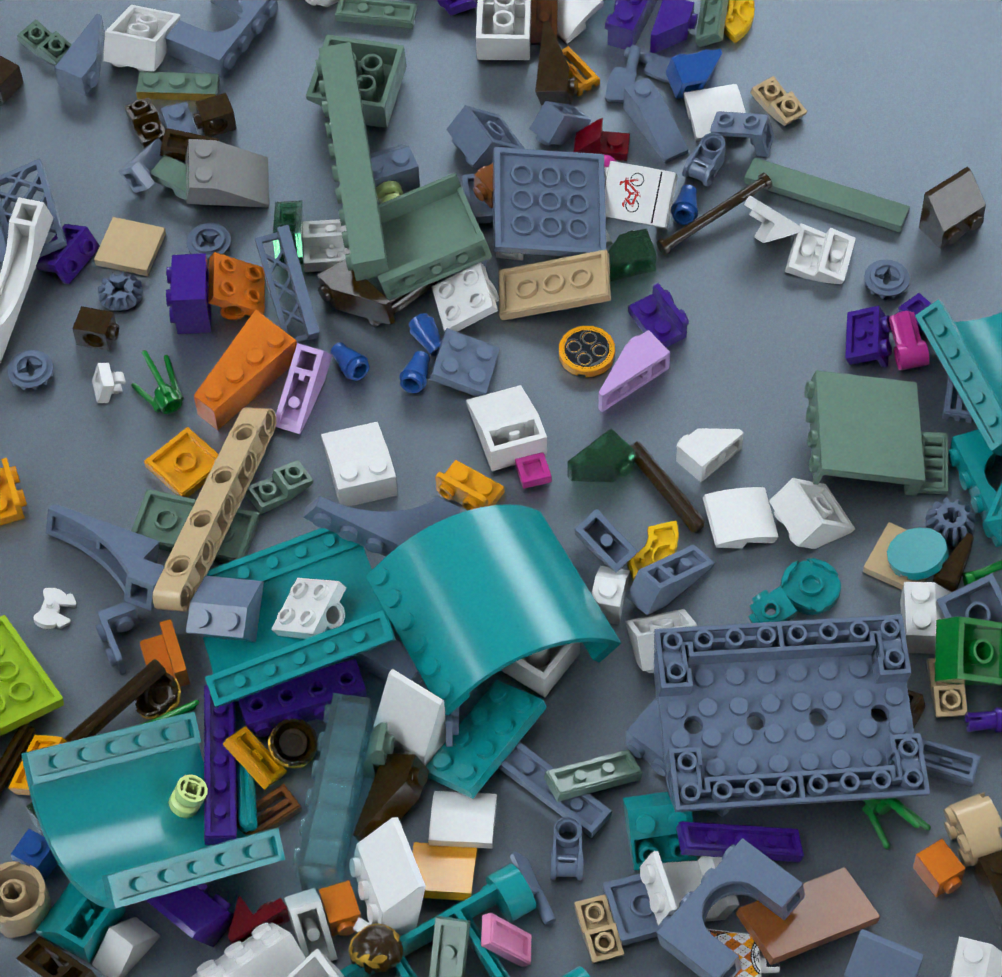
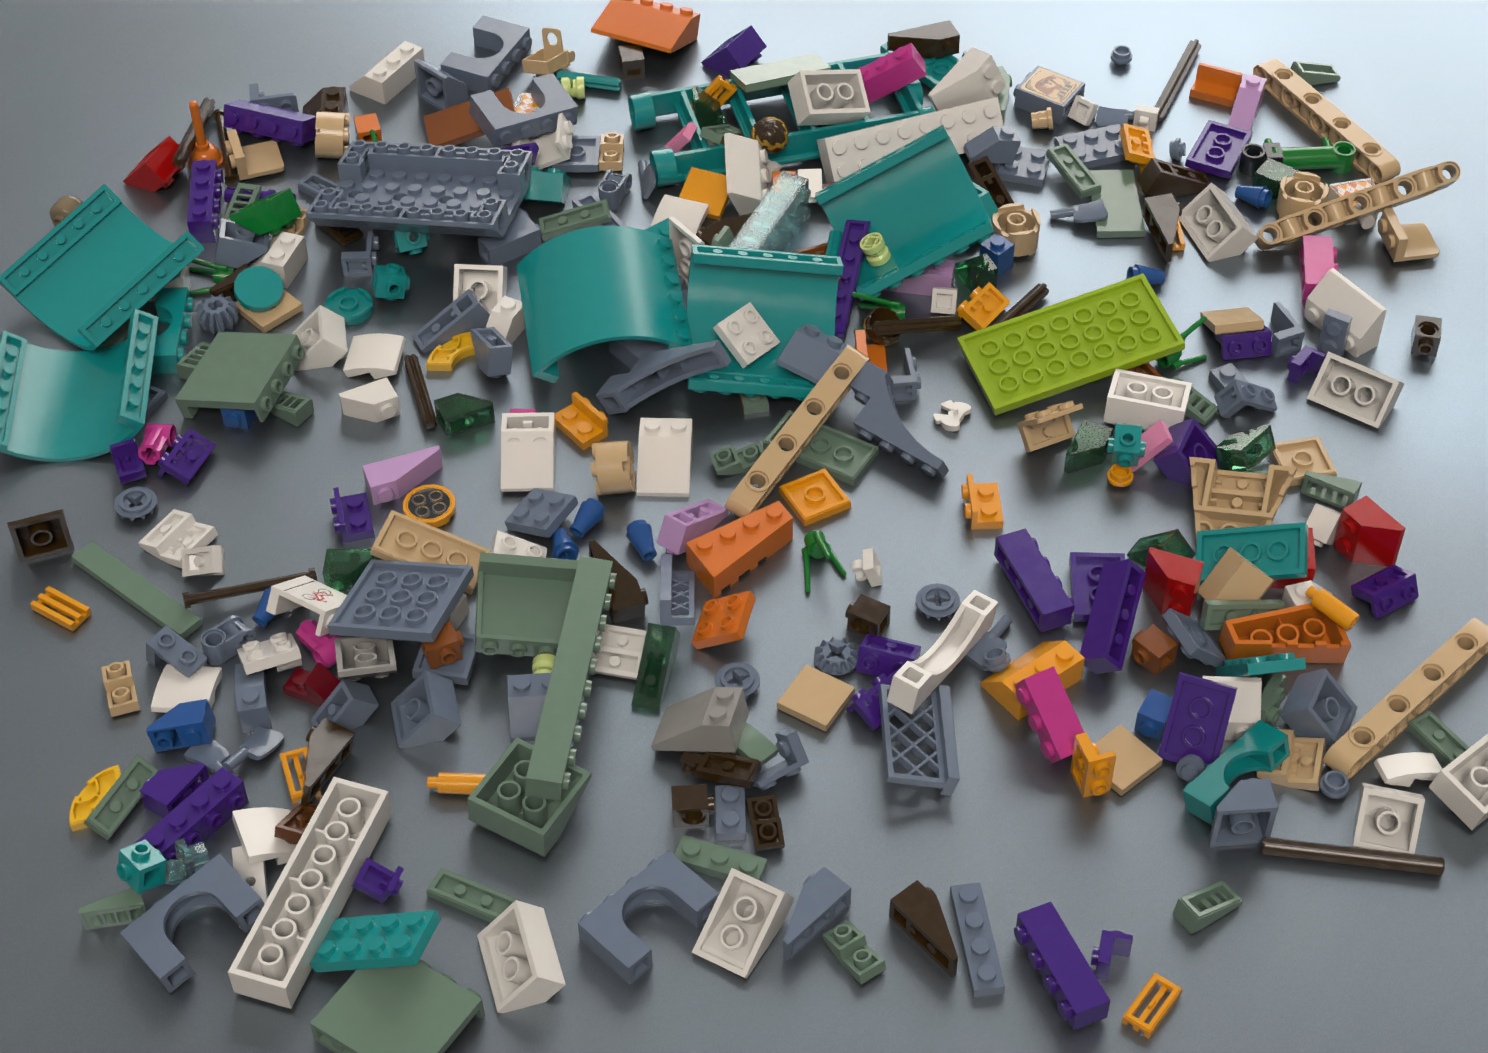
camera: 165 degrees left, 10 degrees down
(65, 297) = (884, 655): none -> dark purple bracket
(189, 293) = (770, 611): dark purple brick -> none
(404, 418) = (613, 467): none -> tan brick
(428, 91) = (455, 782): none -> light orange cylinder
(549, 124) = (364, 658): none -> light grey slope
(656, 146) = (278, 652): none -> white plate
(789, 434) = (292, 415): none -> sand green slope
(886, 157) = (64, 605): none -> light orange tile

